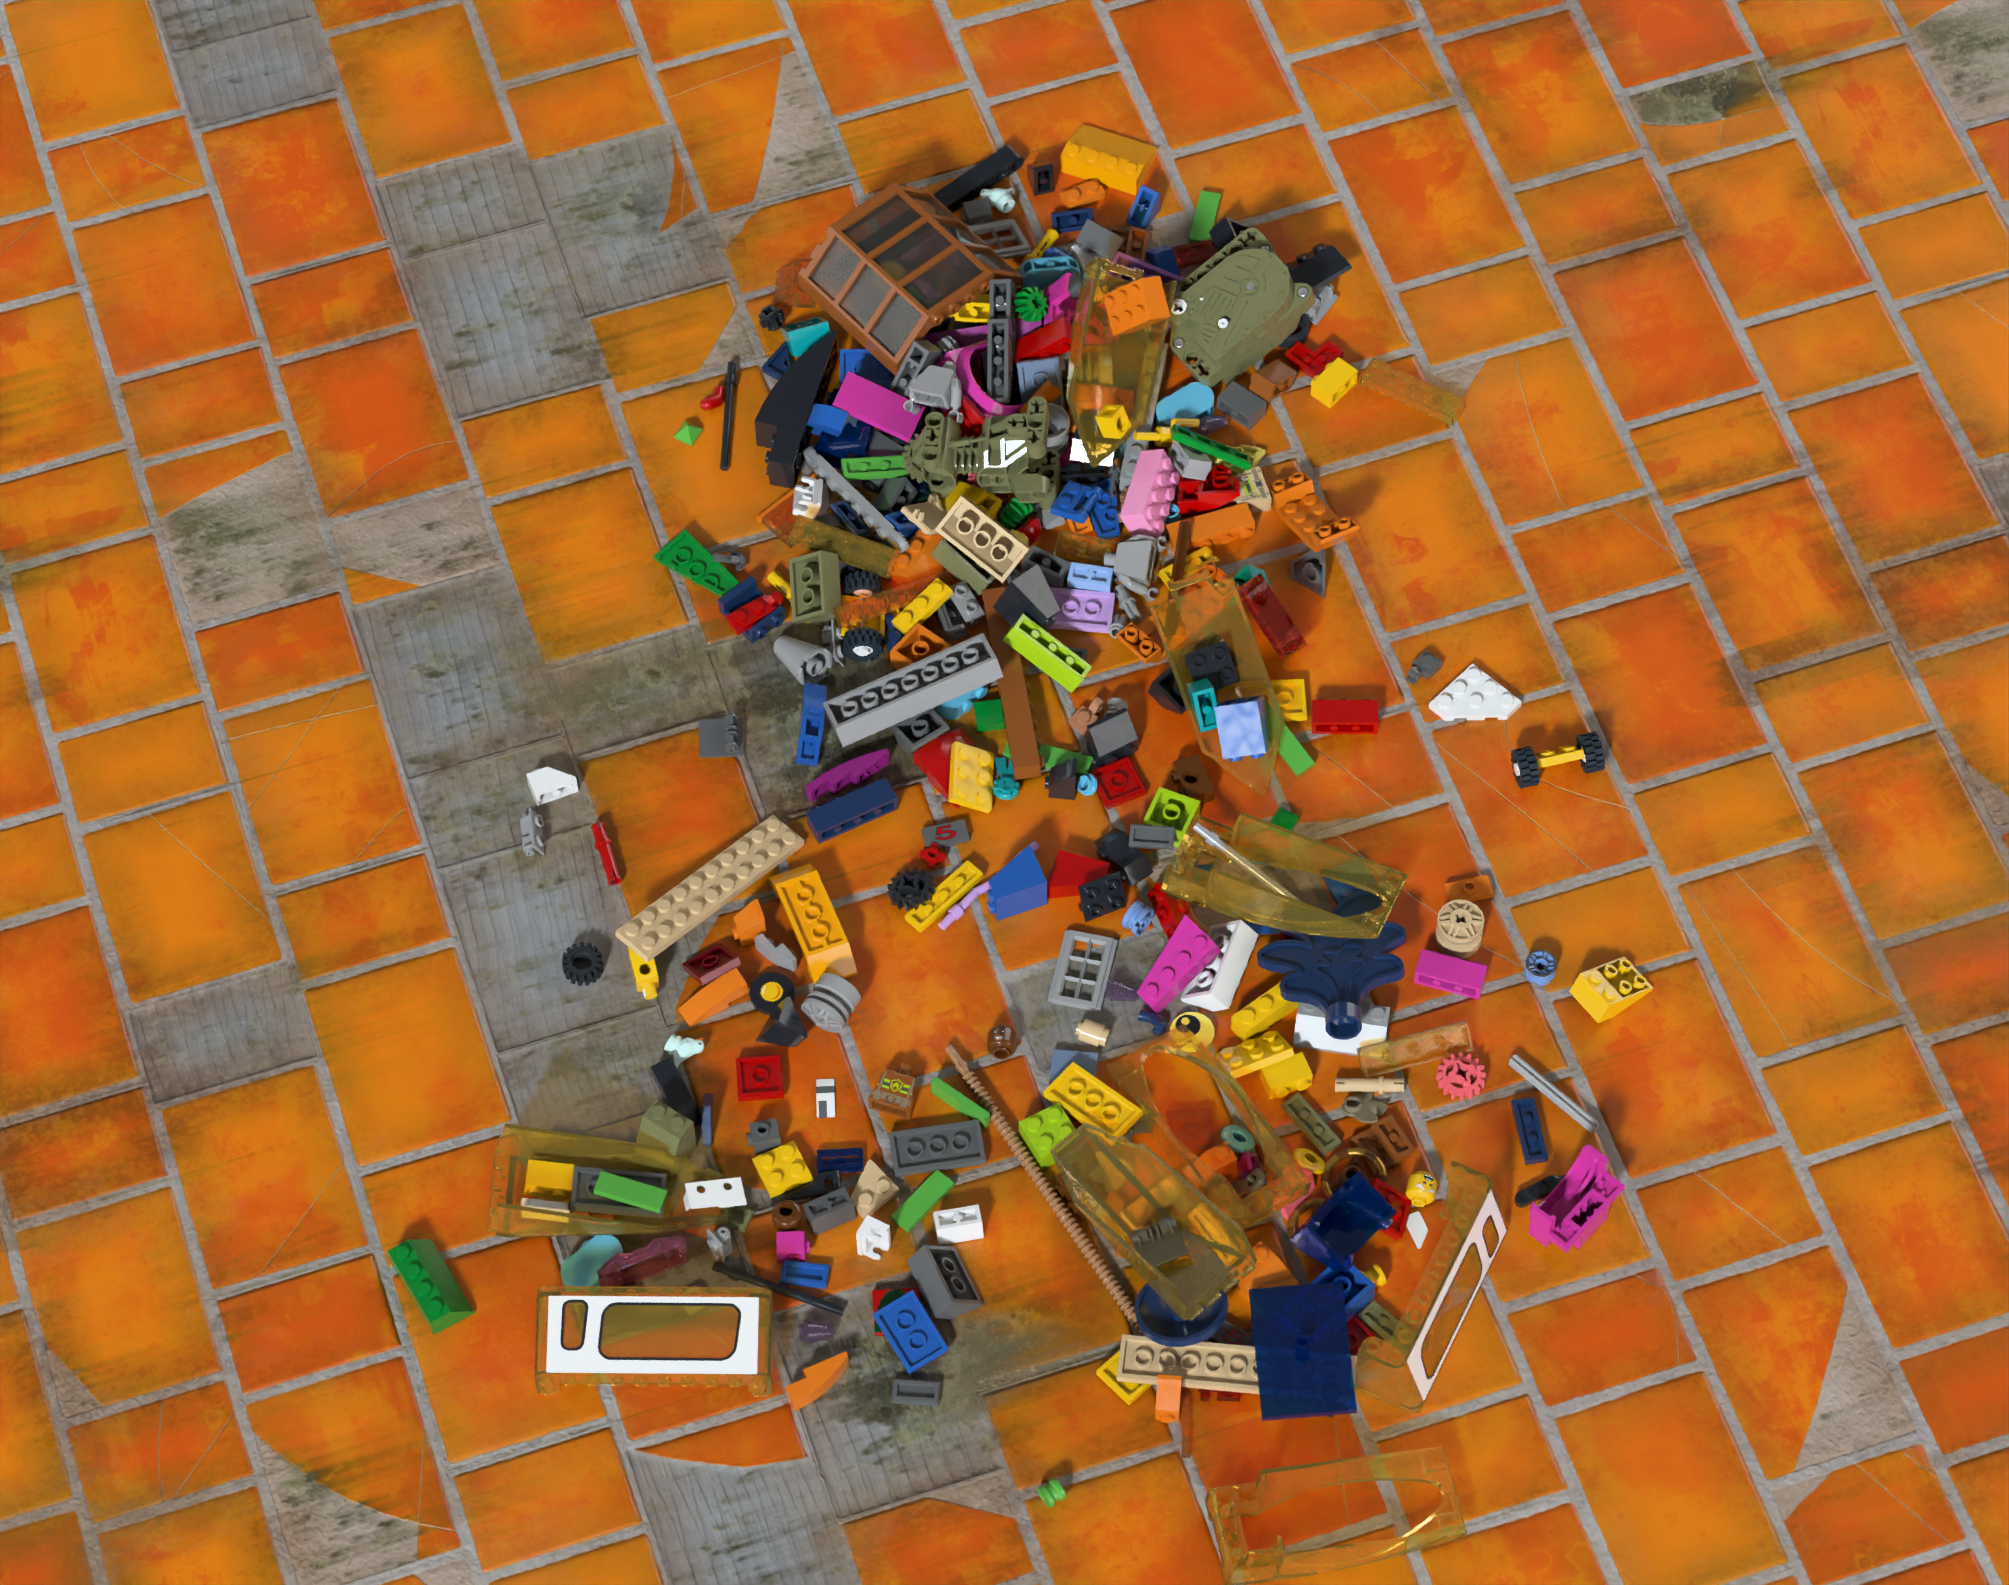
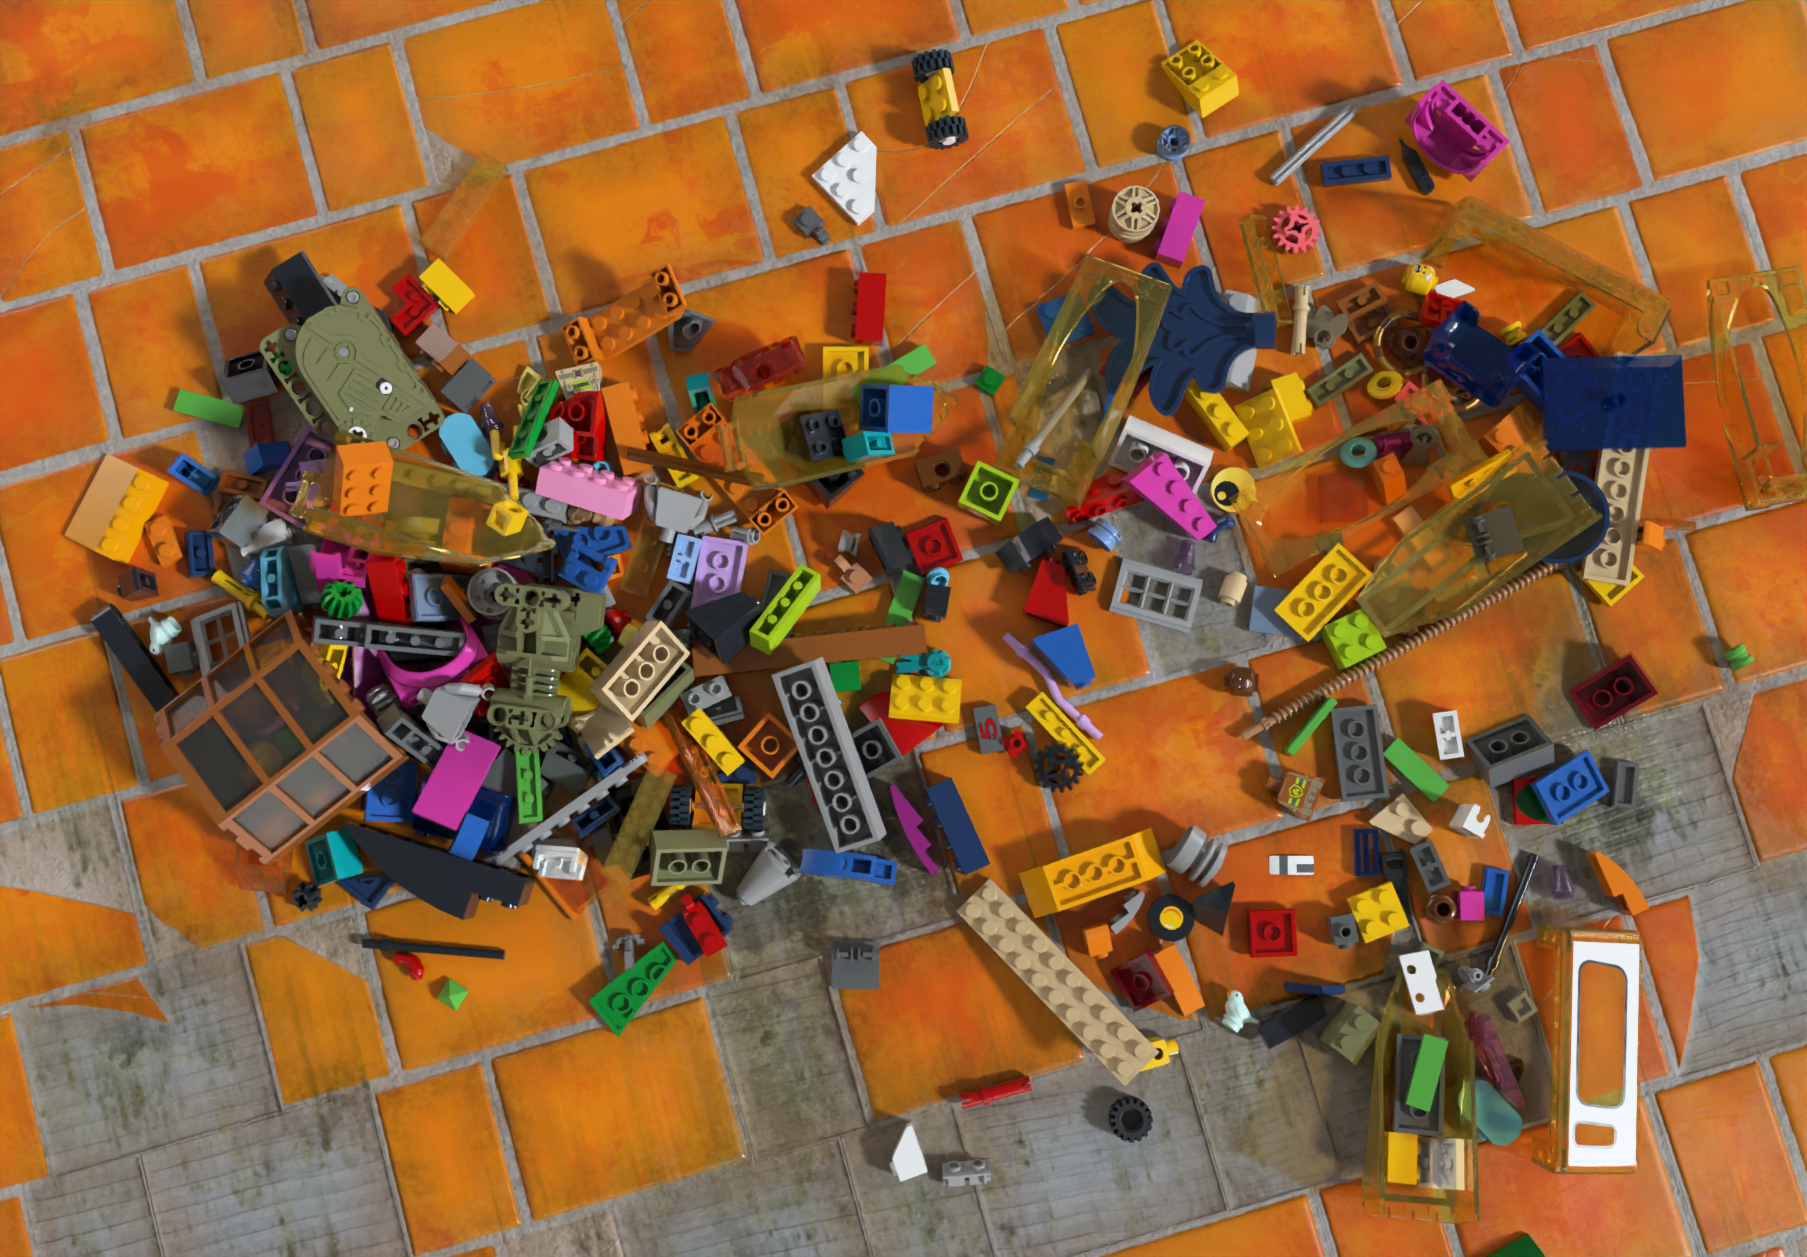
camera: 90 degrees left, 25 degrees up
(1012, 1377) = (1614, 690): none -> dark red slope
(1151, 837) = (1019, 512): dark grey tile -> none

